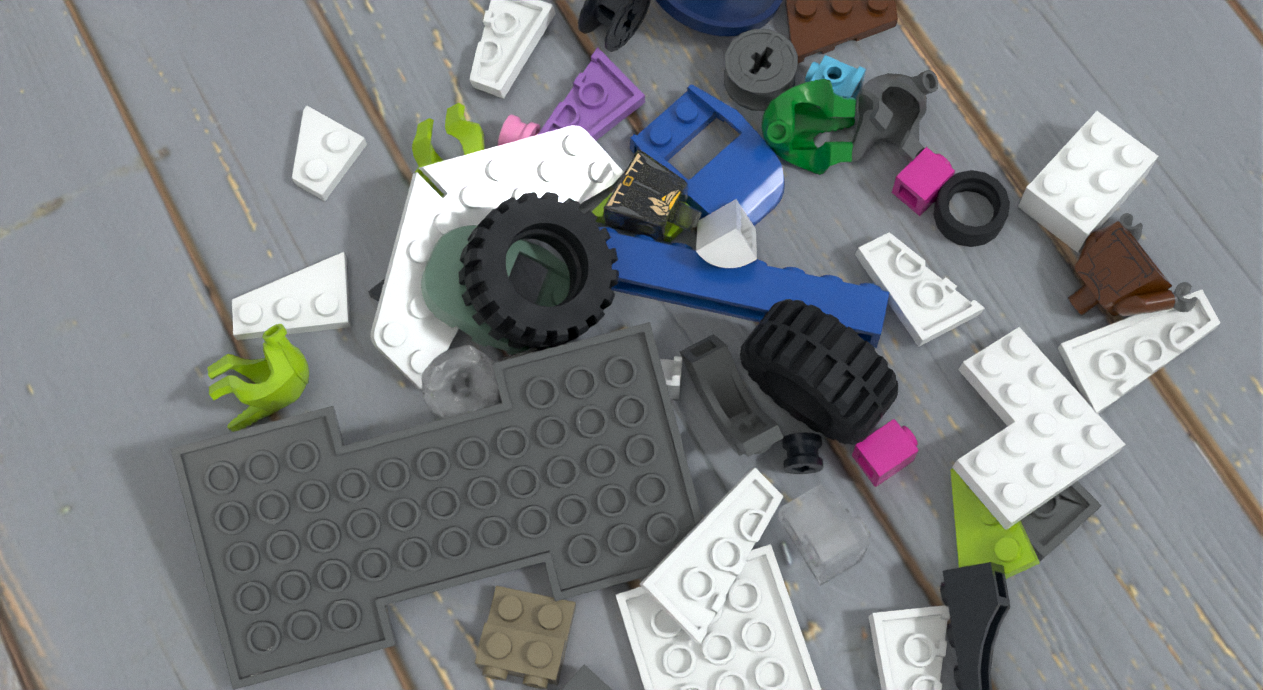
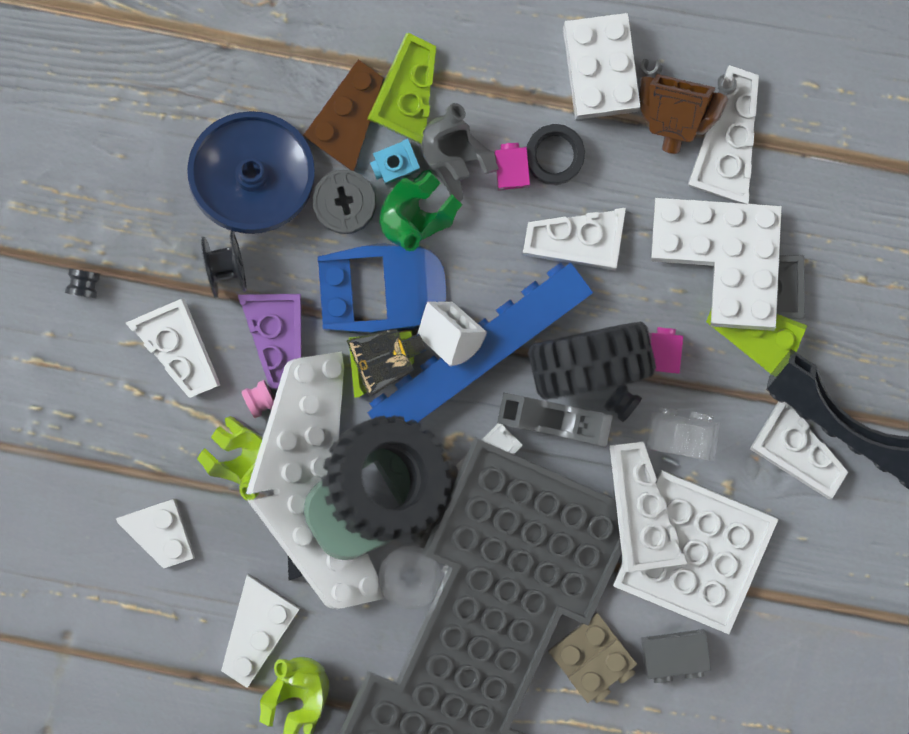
camera: 55 degrees left, 20 degrees up
(907, 41) = (406, 90): none -> lime wing

